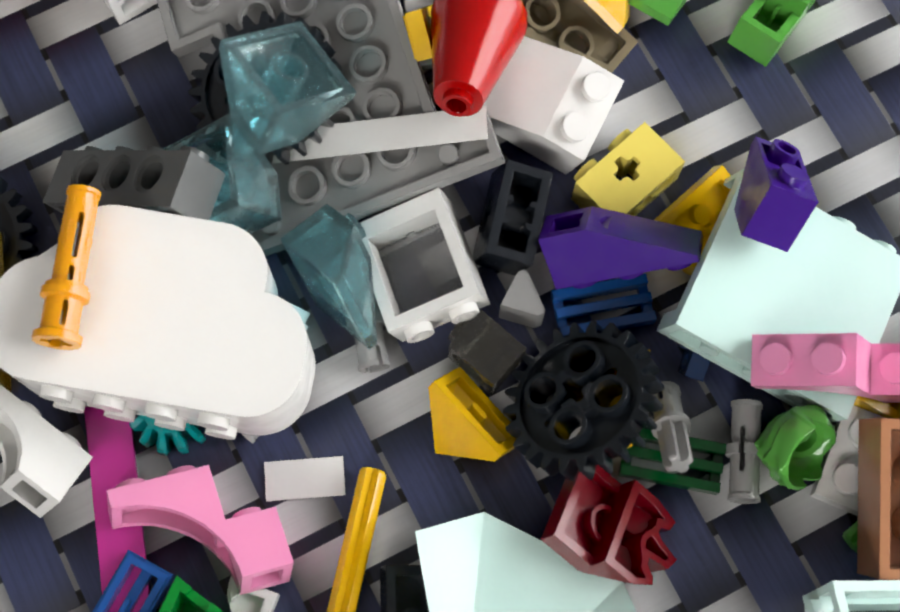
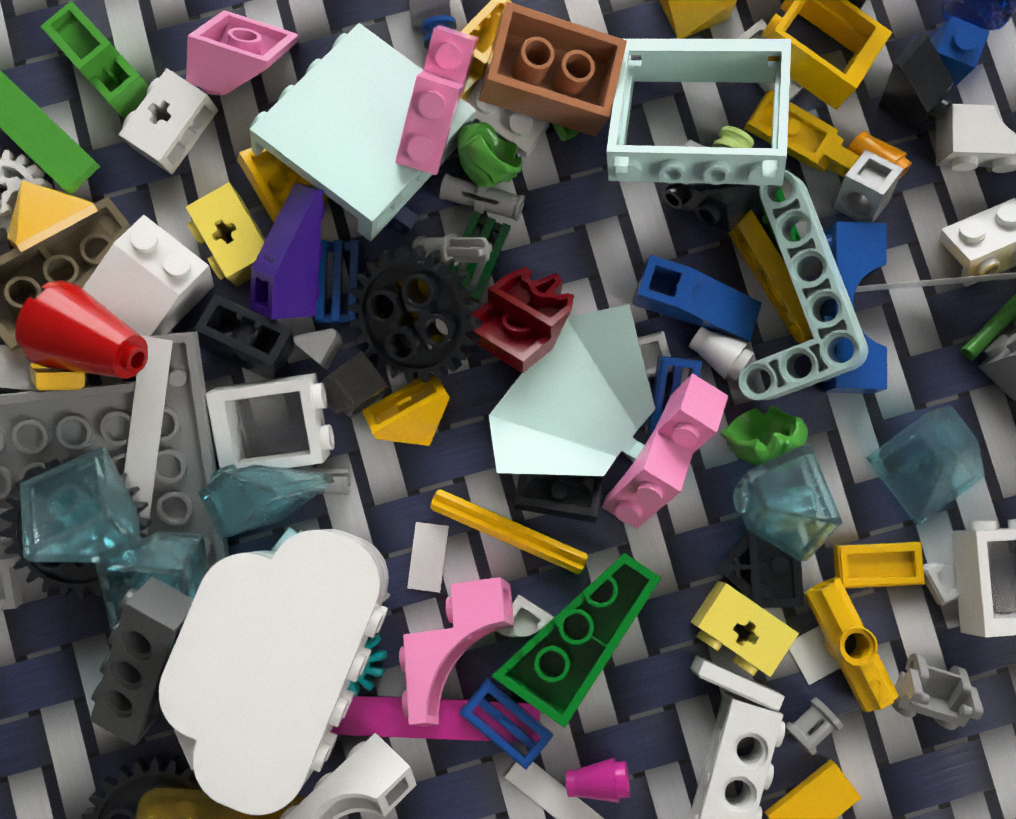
camera: 80 degrees left, 10 degrees up
(58, 291) = (233, 742): light orange pin -> none
(750, 104) = (187, 114): none -> white brick
(774, 194) = (280, 111): dark purple slope -> none
(839, 135) = (233, 51): none -> bright pink slope

